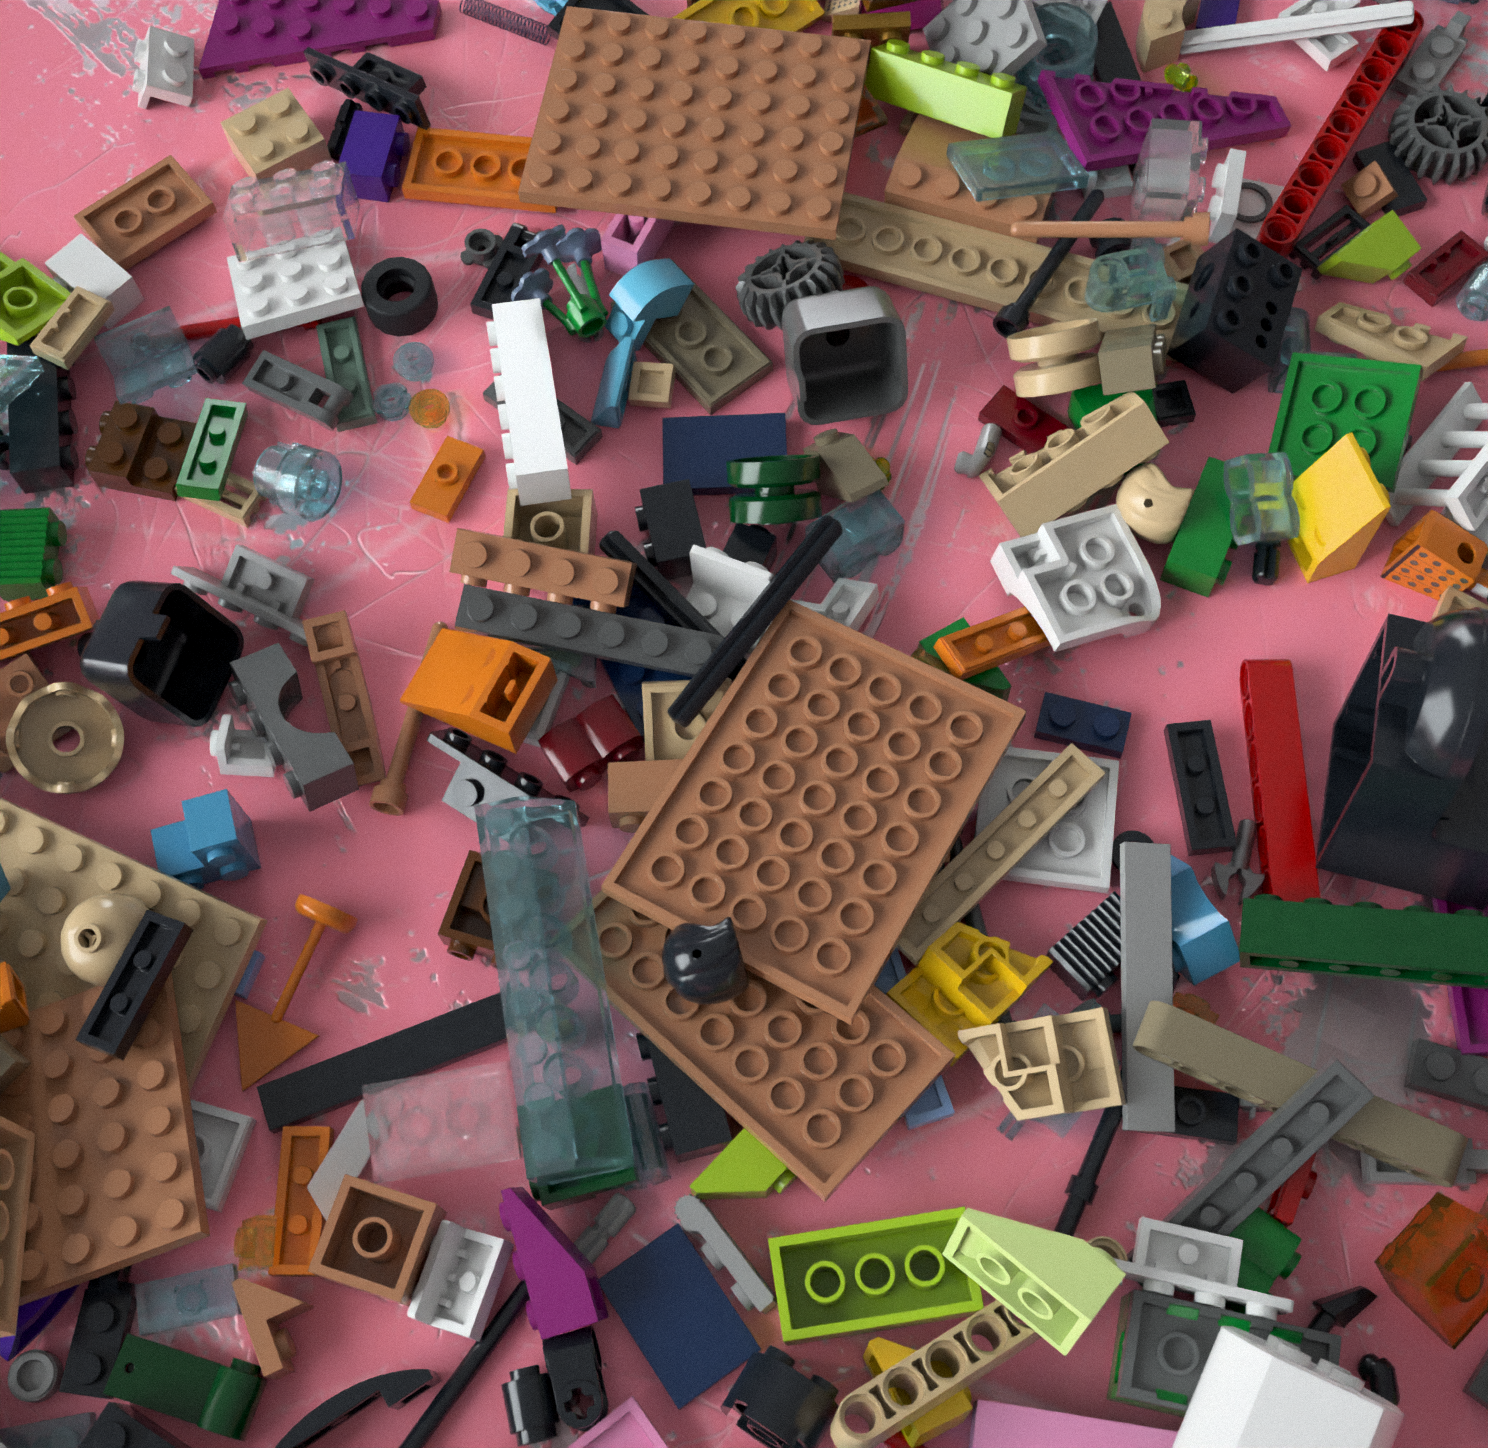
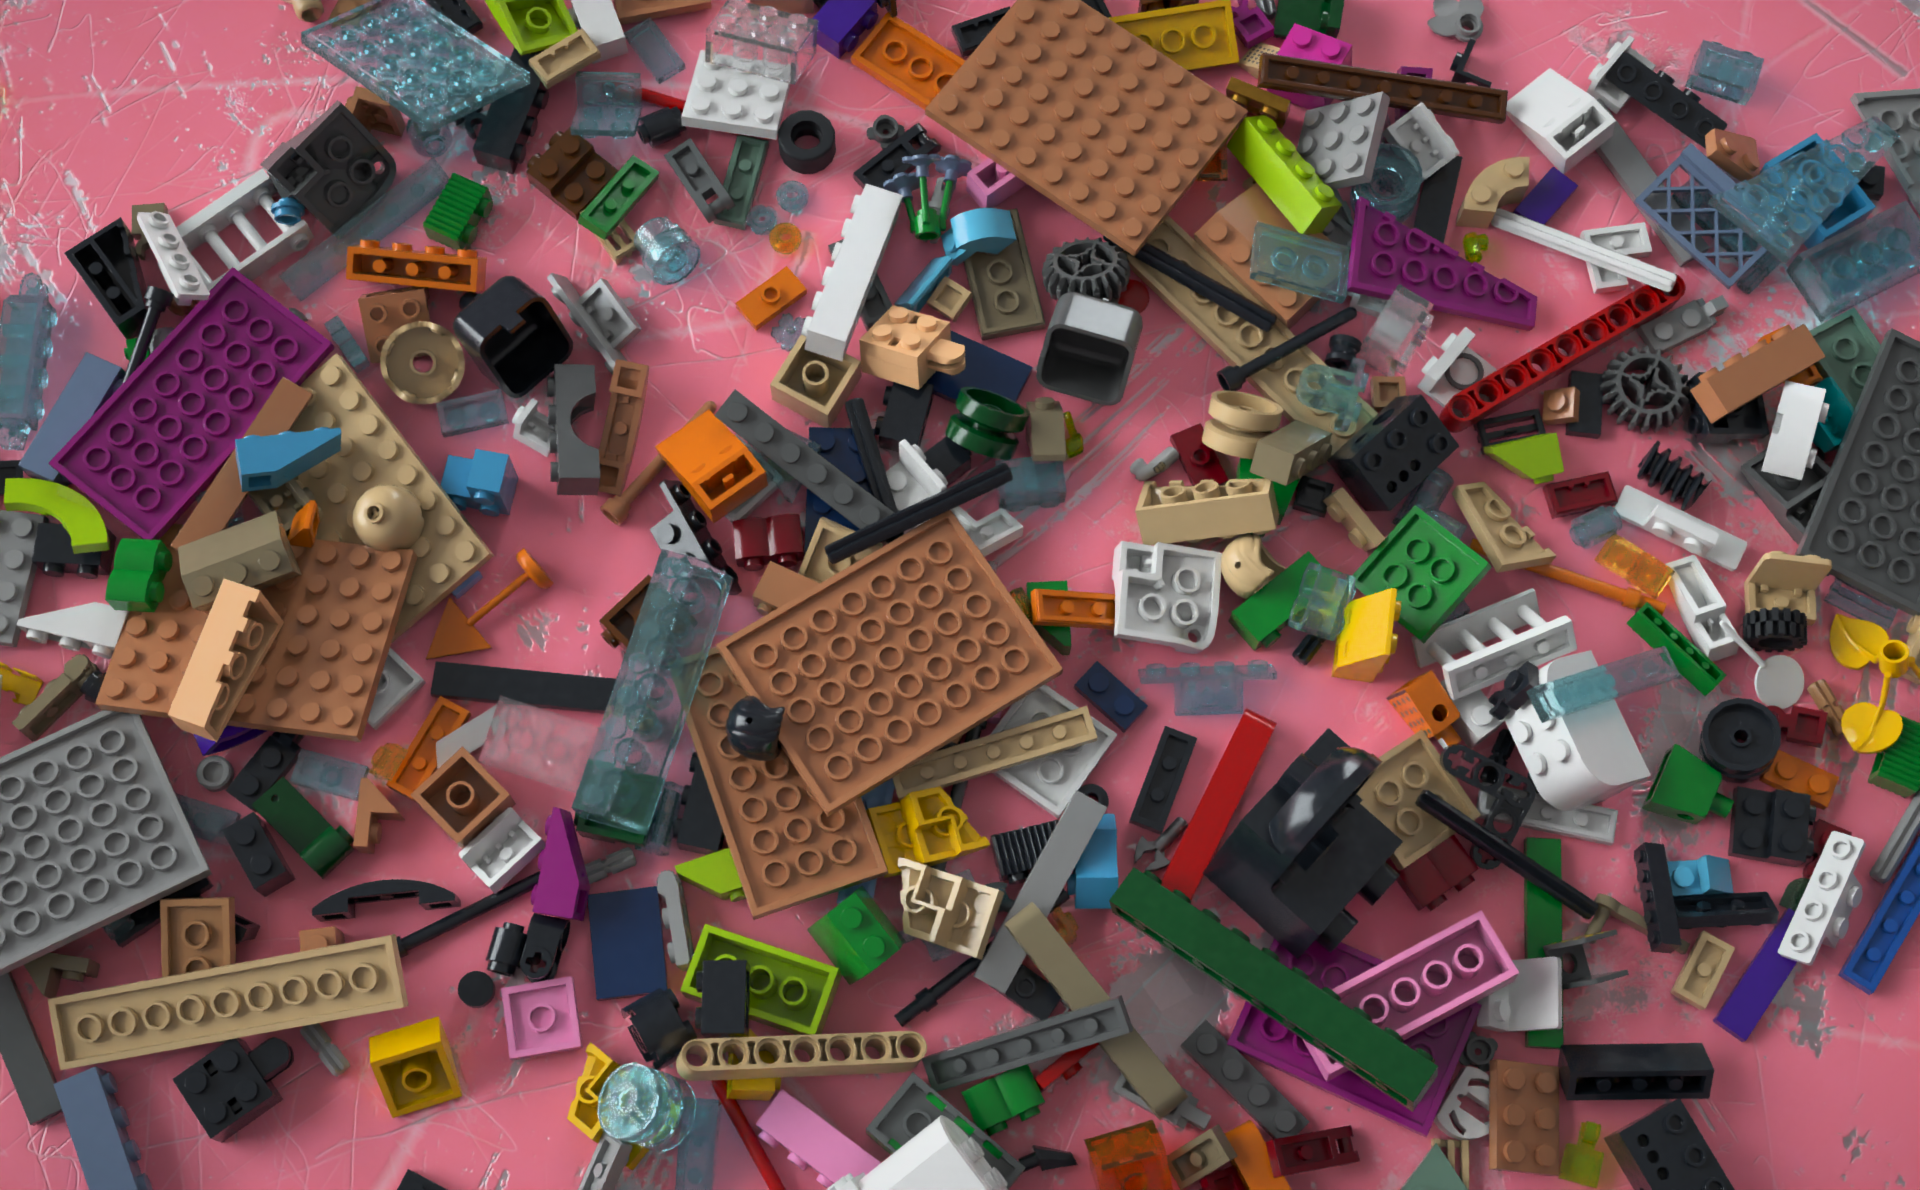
camera: 20 degrees right, 5 degrees up
(134, 985) = (389, 557): black plate -> none
(156, 770) = (472, 413): none -> clear light blue plate
(174, 282) = (654, 50): none -> clear light blue tile
(488, 506) = (788, 331): none -> clear light blue plant
(522, 109) = (973, 31): none -> black plate
(544, 568) = (795, 404): nougat brick -> none
(641, 449) = (910, 348): none -> light nougat brick
(850, 1323) = (724, 998): none -> black brick
(921, 240) = (1205, 286): none -> black axle
(962, 1156) = (856, 936): none -> green slope
(1036, 1273) = (854, 1029): yellowish green slope -> none
(1185, 661) = (1207, 688): none -> clear light blue bracket
(1192, 229) = (1392, 378): nougat piece -> none
(1197, 1264) = (958, 1074): white bracket -> none
(1233, 402) = (1360, 528): none -> tan plate

